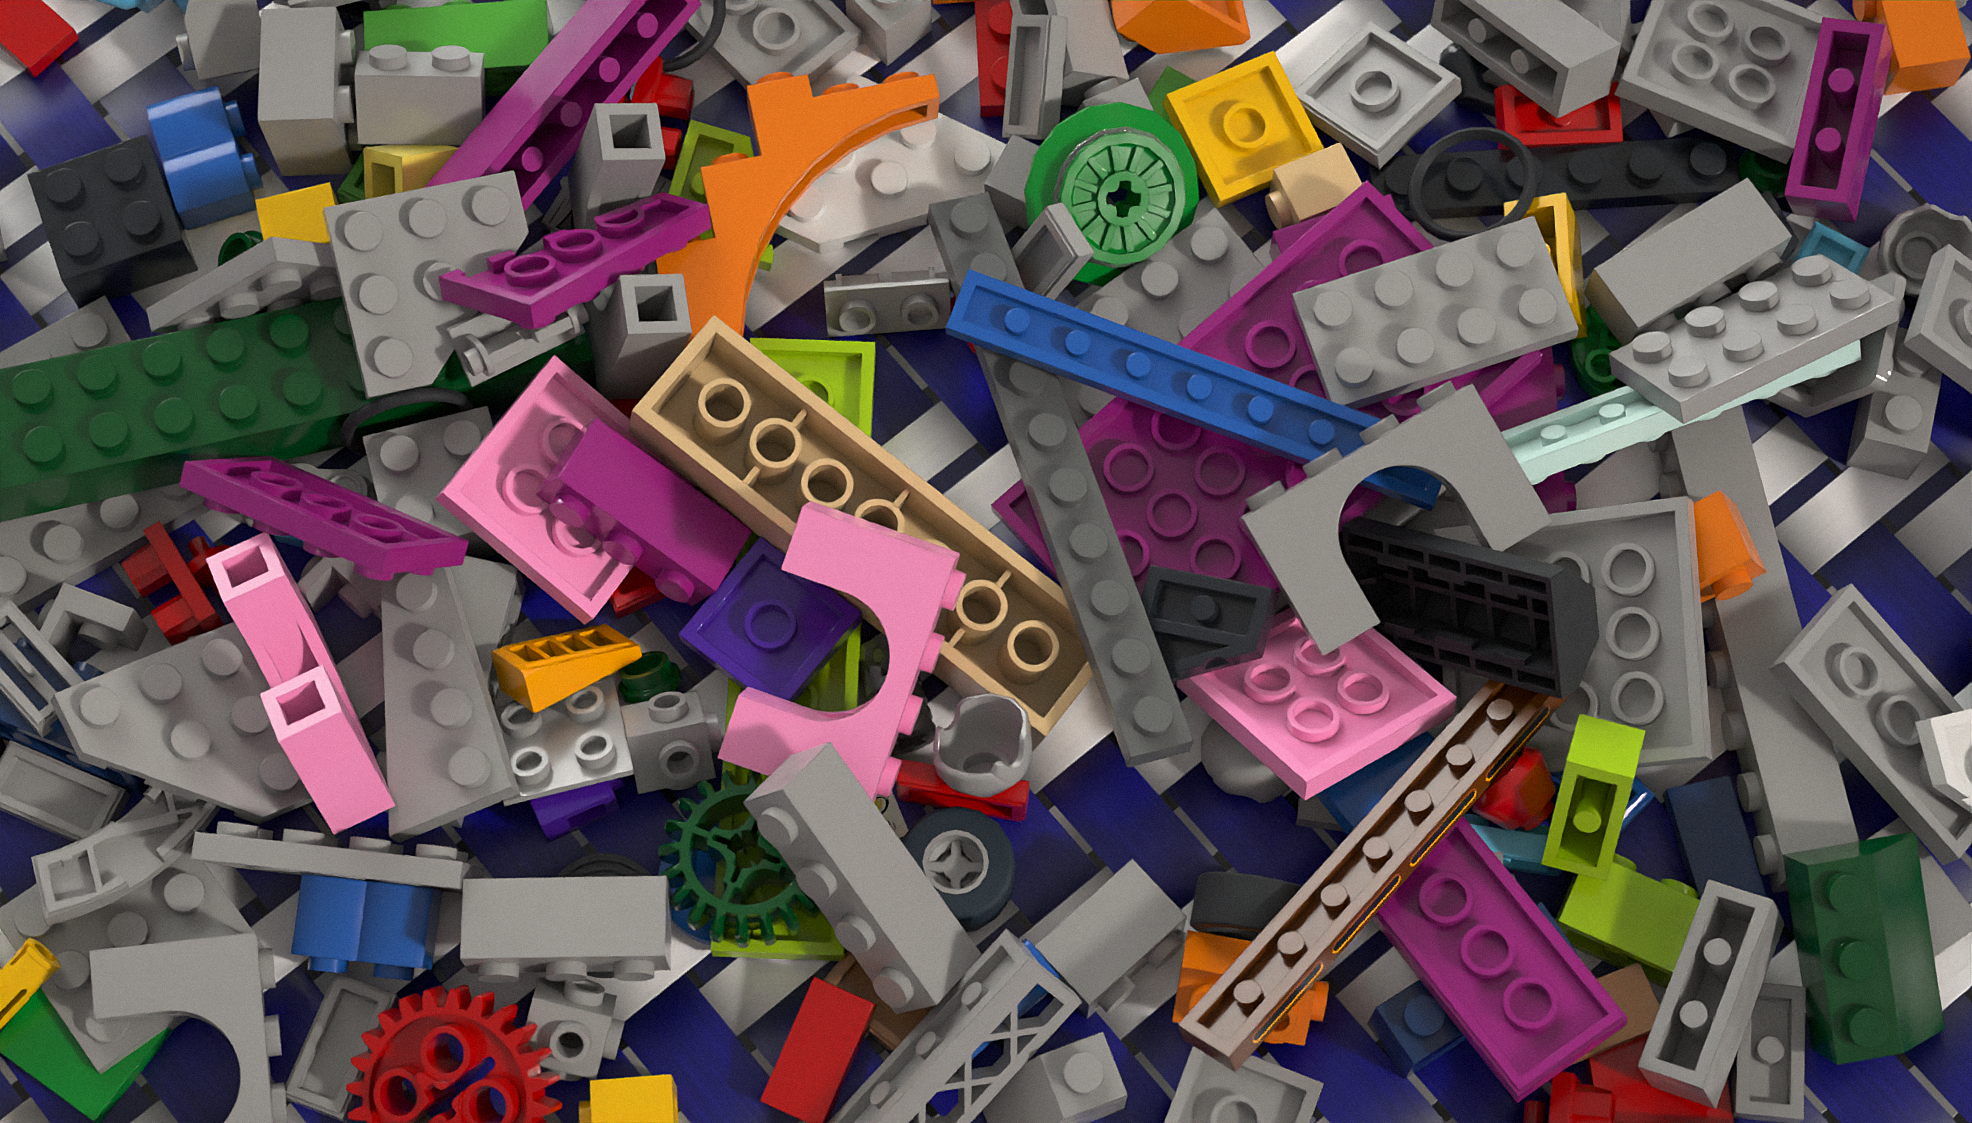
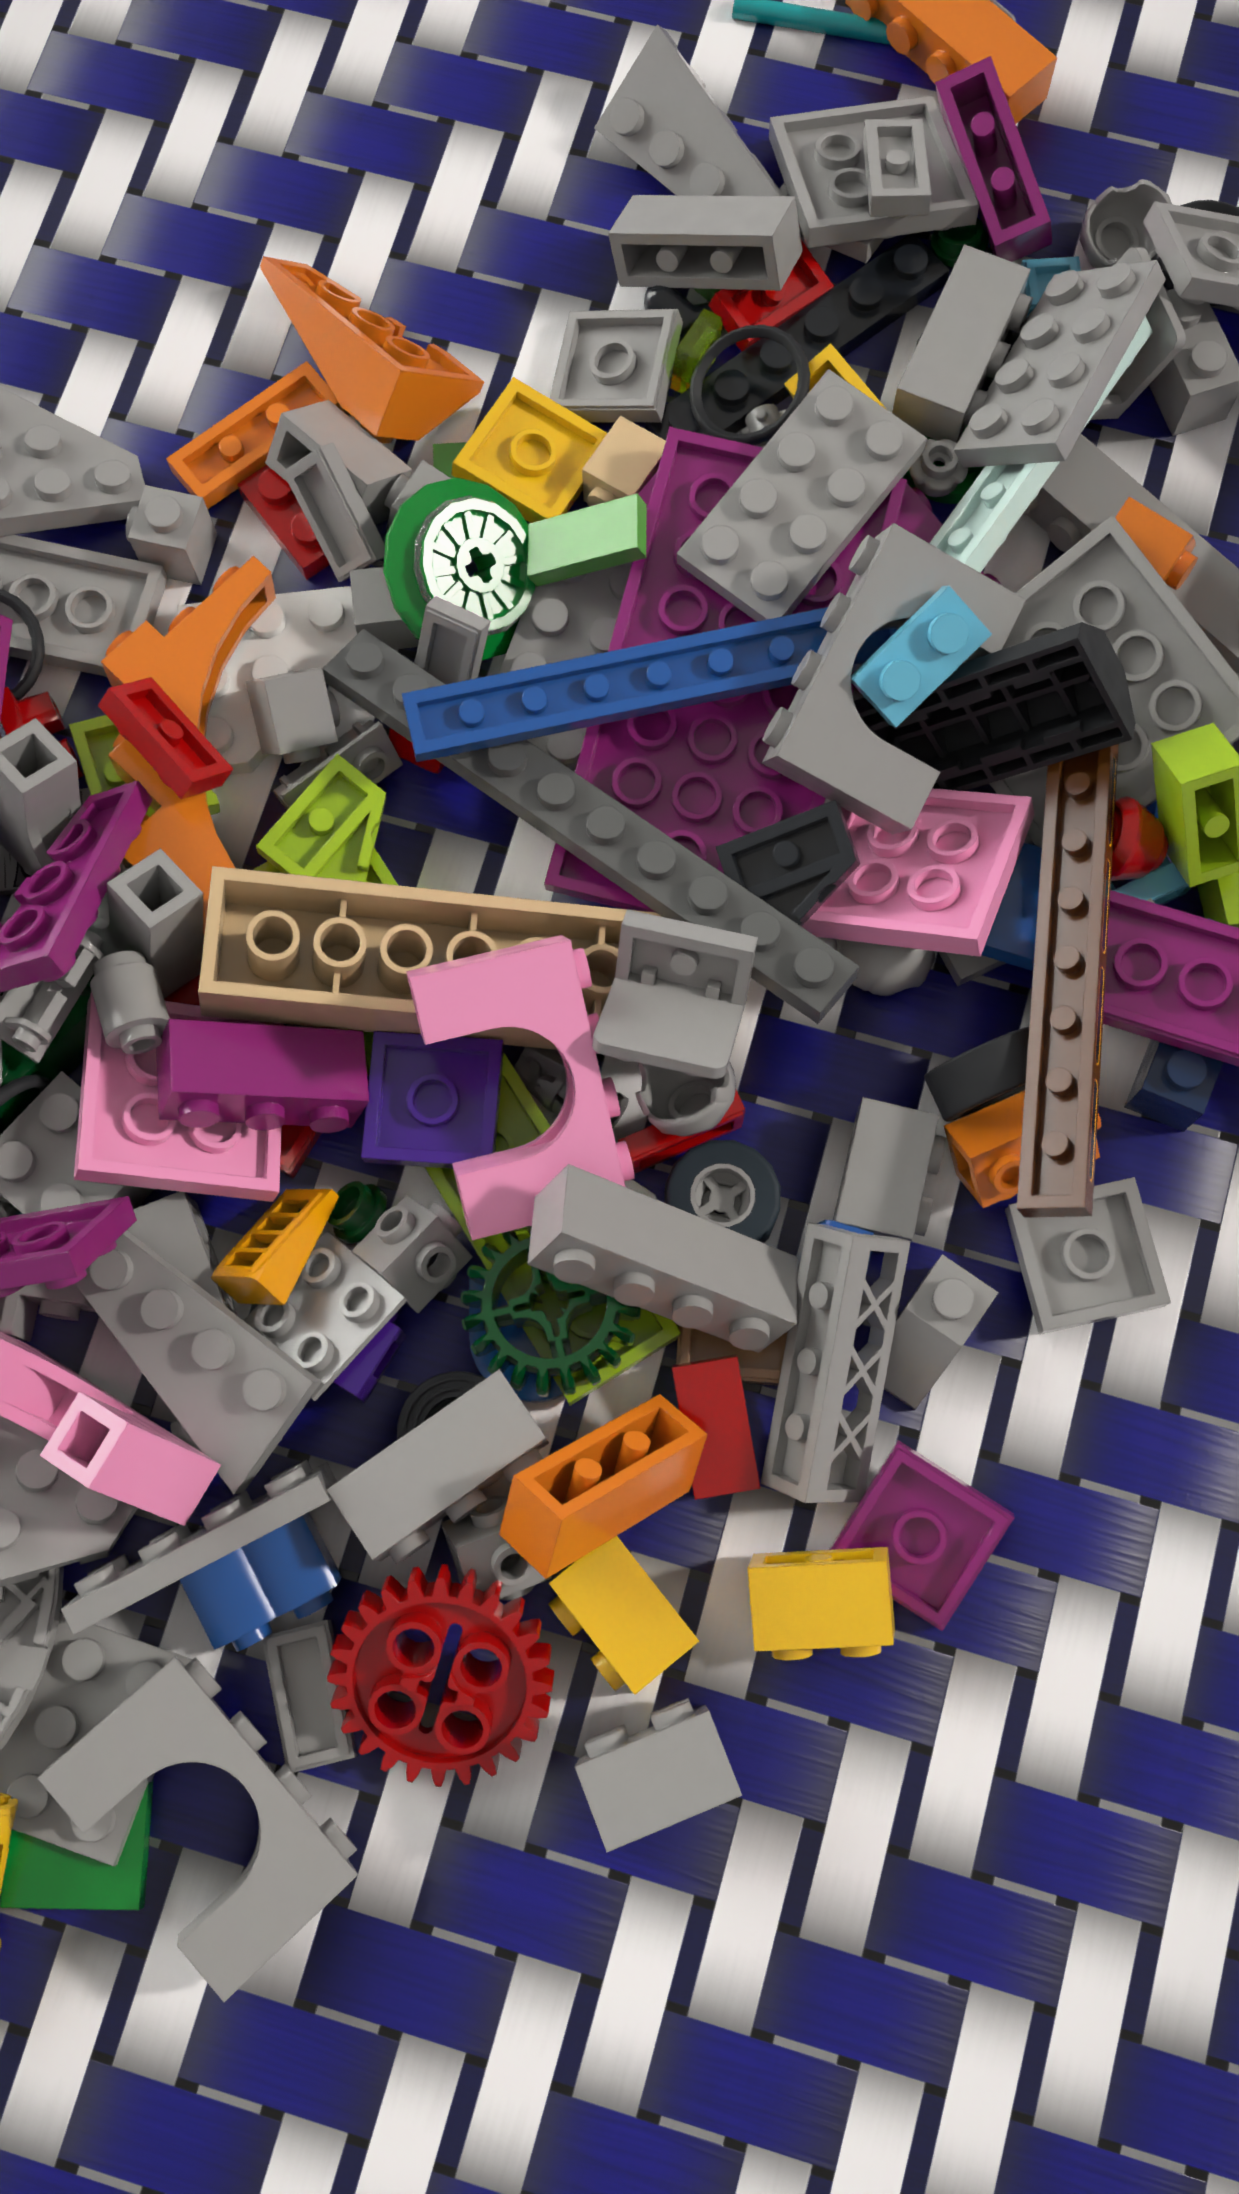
camera: 30 degrees left, 5 degrees up
(575, 383) = (129, 1002): none -> light grey brick
(686, 1026) = (601, 1485): none -> orange brick
(754, 183) = (165, 737): none -> red plate
(842, 344) = (328, 826): none -> lime wing
(882, 228) = (294, 714): none -> light grey brick
(1018, 665) = (676, 995): none -> light grey bracket
(1229, 234) = (587, 540): none -> tile
(1422, 511) = (920, 656): none -> medium azure plate
(1458, 116) = (692, 347): none -> clear neon green tile
(1471, 220) = (761, 418): none -> light grey piece
(1580, 368) = (937, 480): none -> light grey plate
(1737, 71) = (896, 168): none -> light grey plate

